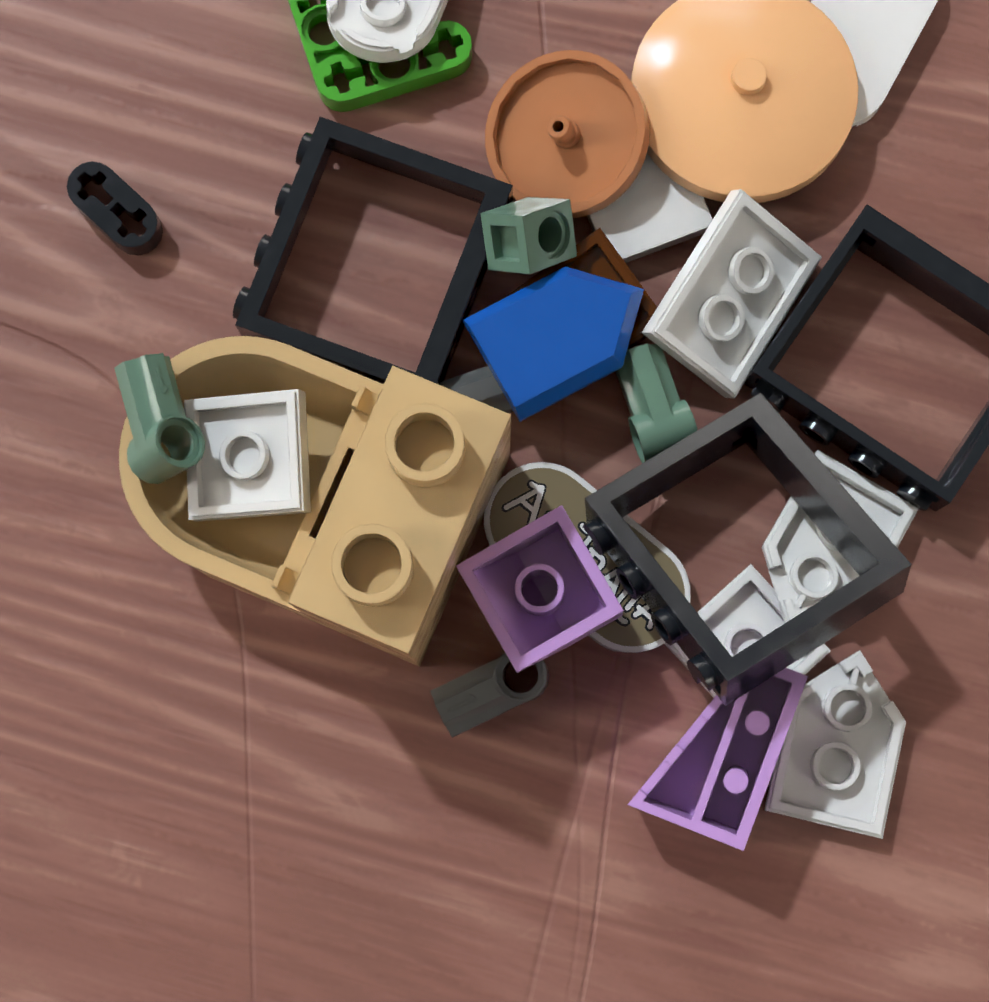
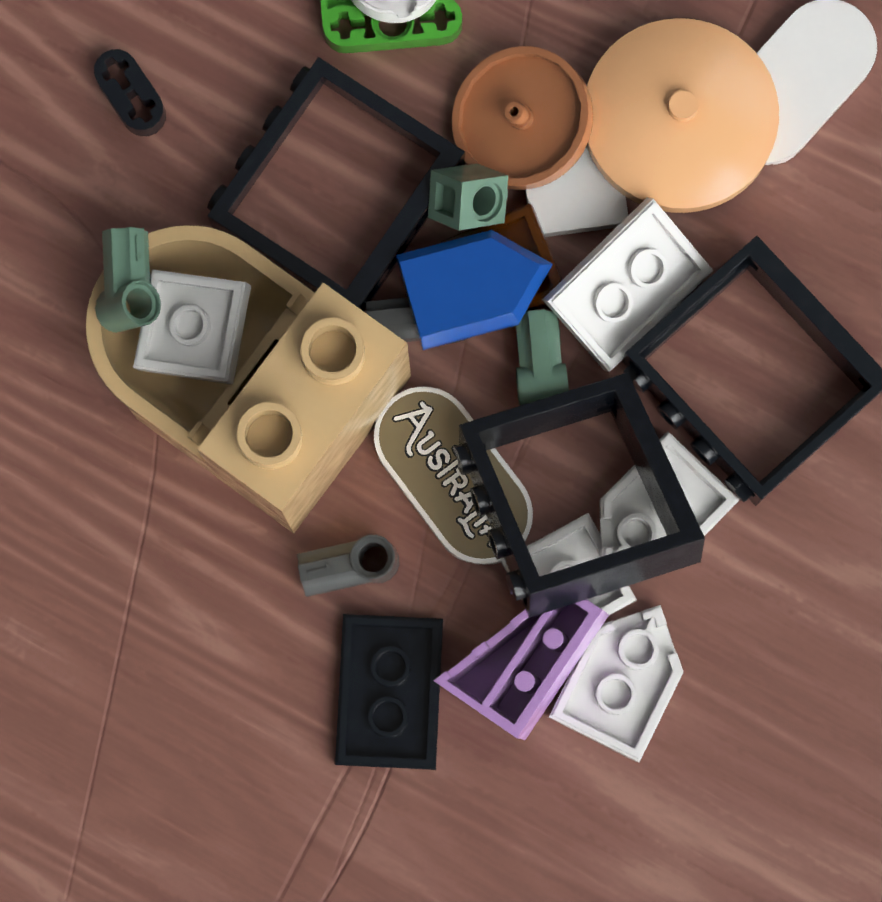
camera: 15 degrees right, 0 degrees up
(540, 589) = (404, 491): lavender slope -> none
(574, 826) = (389, 692): none -> black tile

